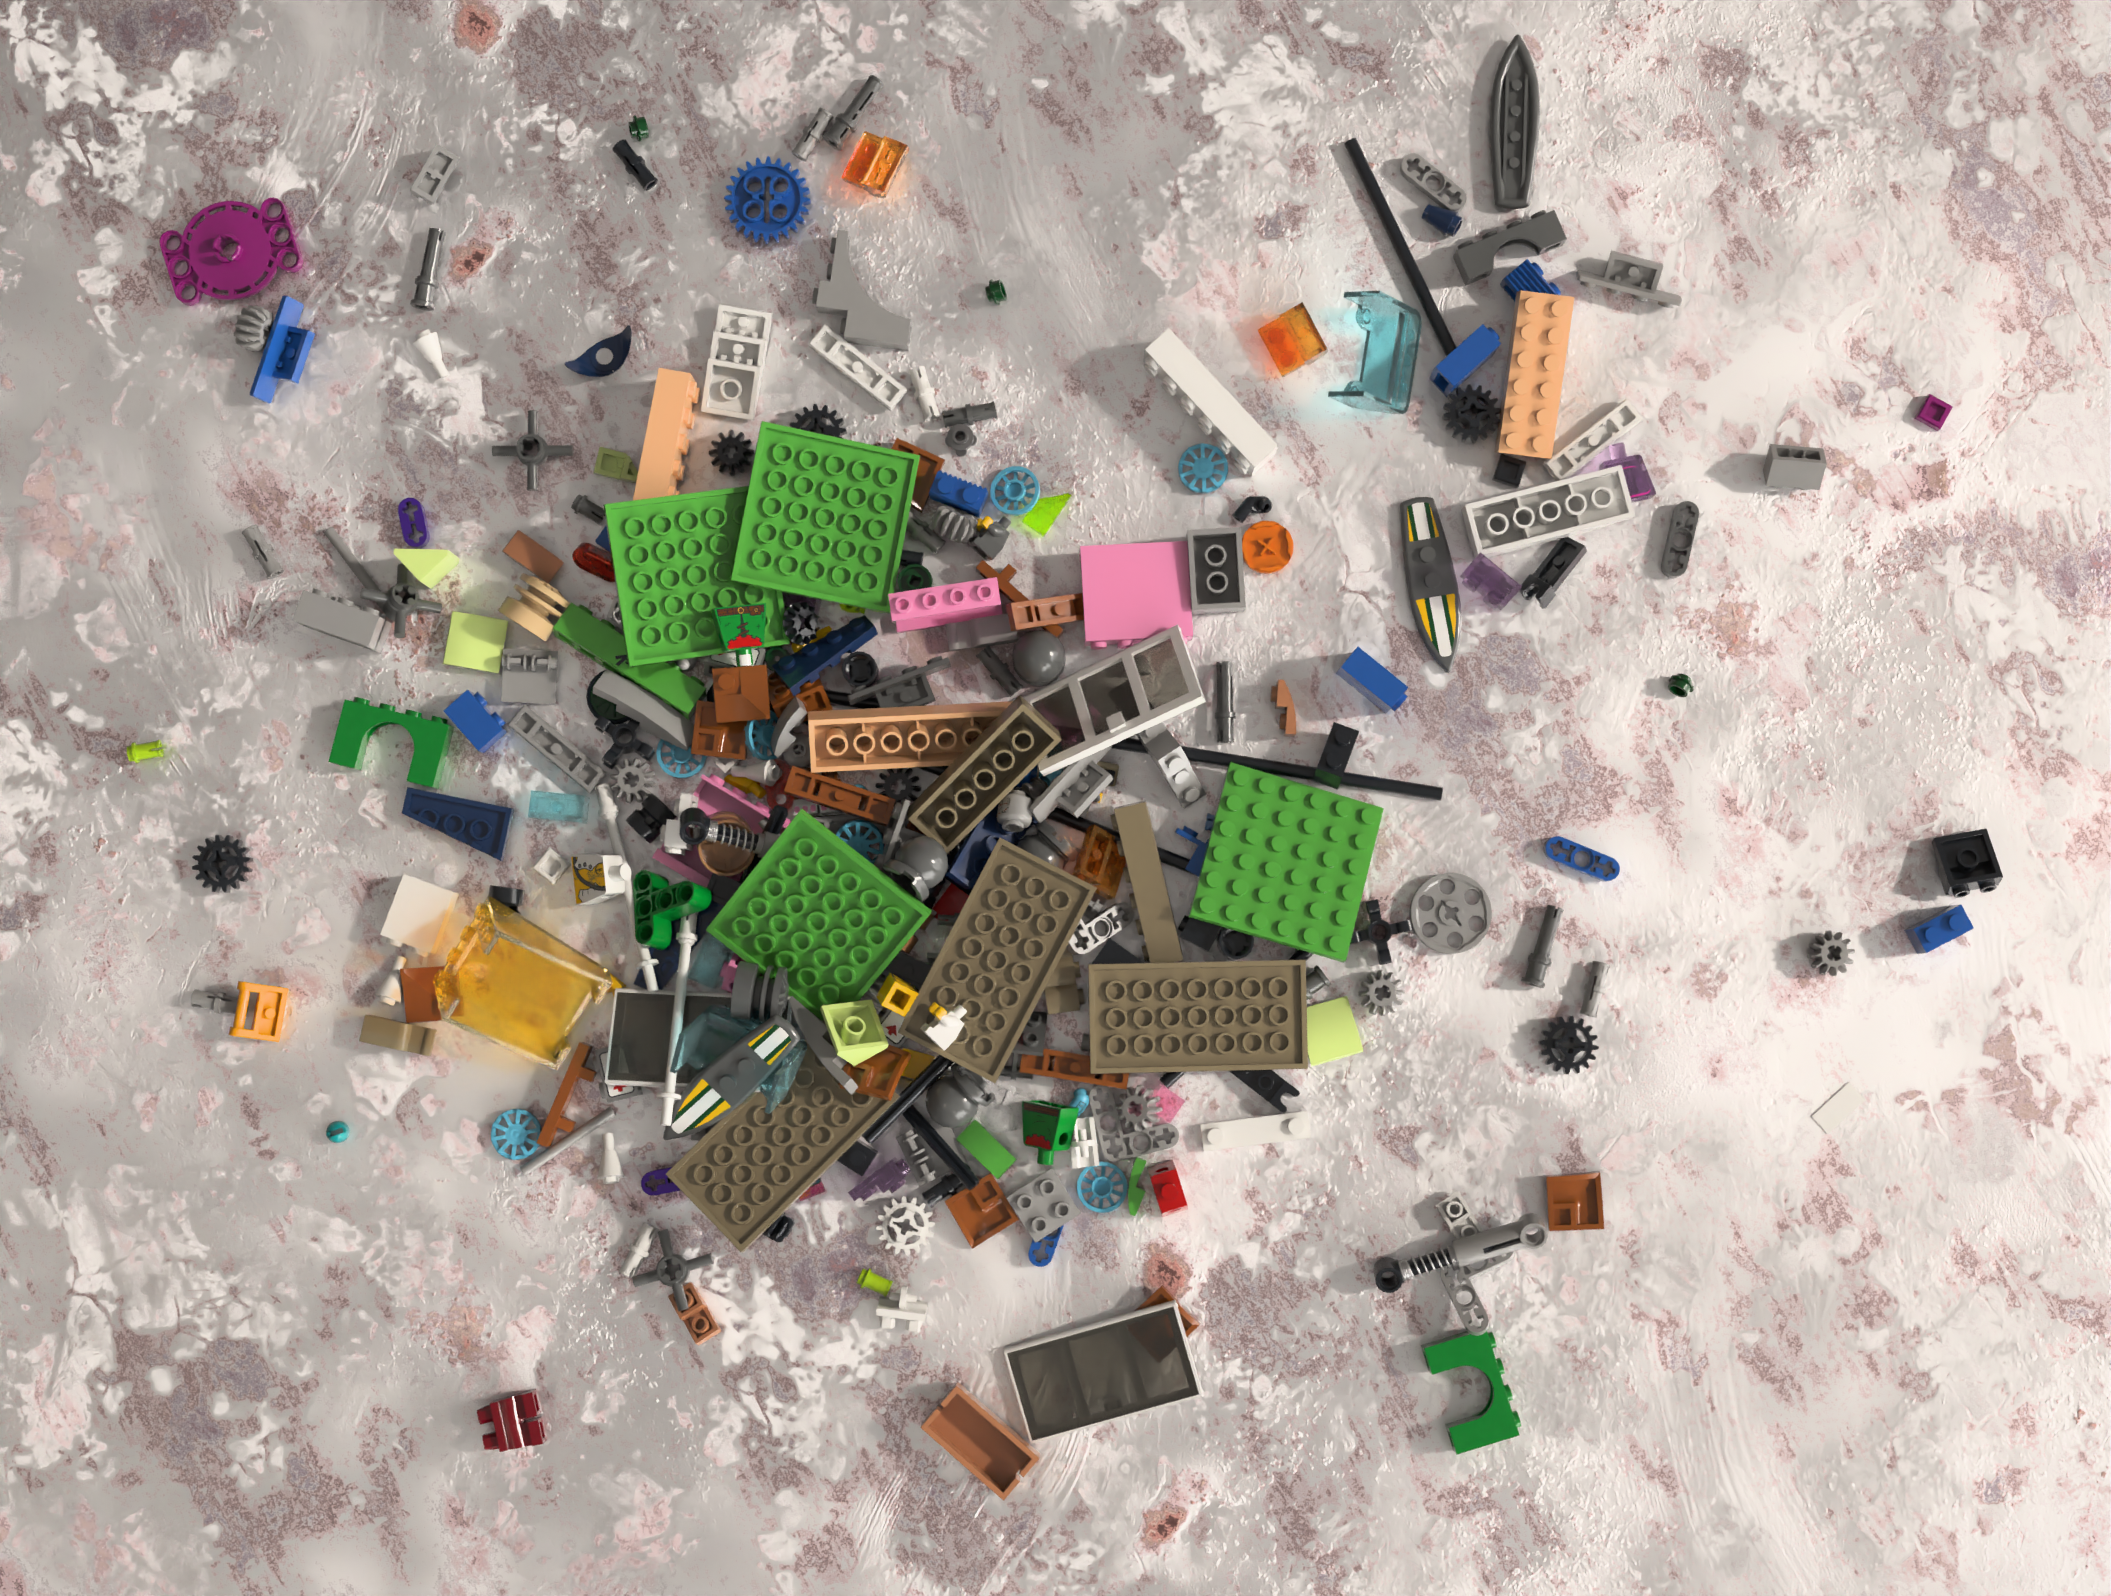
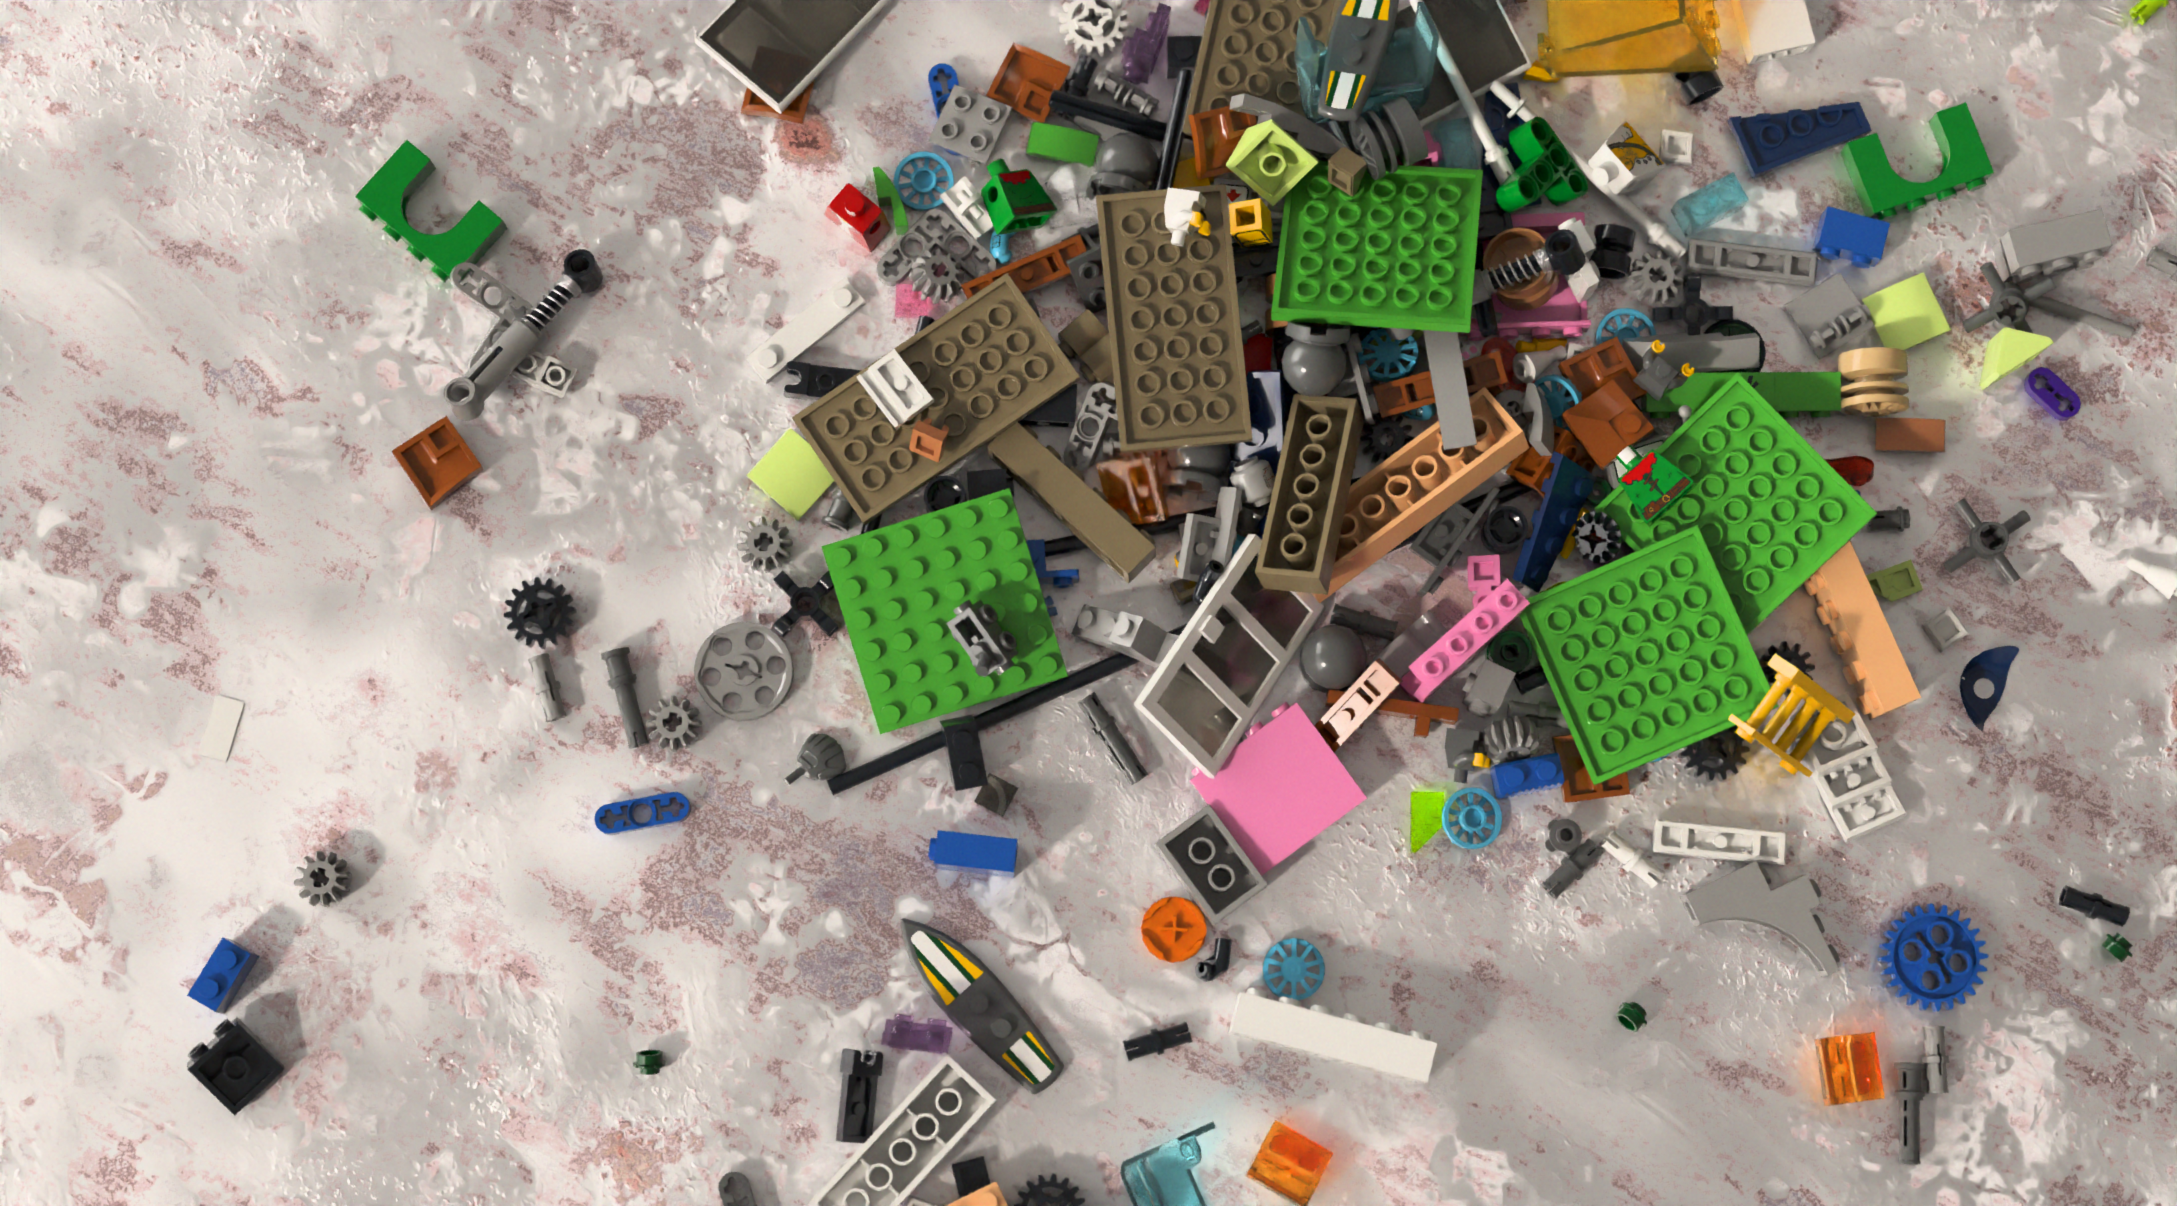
camera: 140 degrees right, 5 degrees down
(603, 411) = (1945, 629): none -> white tile
(684, 704) = (1658, 375): none -> dark grey piece
(740, 424) = (1815, 699): none -> yellow fence
(803, 989) = (1346, 170): none -> dark tan slope
(840, 779) = (1450, 389): none -> light grey slope
(894, 649) = (1483, 575): none -> bright pink plate
(948, 566) = (1486, 688): none -> light grey brick
(1095, 761) = (1207, 580): none -> black arm
(1224, 985) = (928, 440): none -> nougat tile
(1224, 1038) = (895, 389): none -> white plate
(1276, 820) = (983, 638): none -> dark grey brick
(1283, 700) = (1054, 778): nougat slope -> none
(1327, 479) = (1157, 1041): none -> black pin
(1328, 714) = (996, 795): none -> clear smoke tile
(1436, 818) = (819, 759): none -> dark grey piece
(1520, 896) = (666, 716): none -> light grey gear

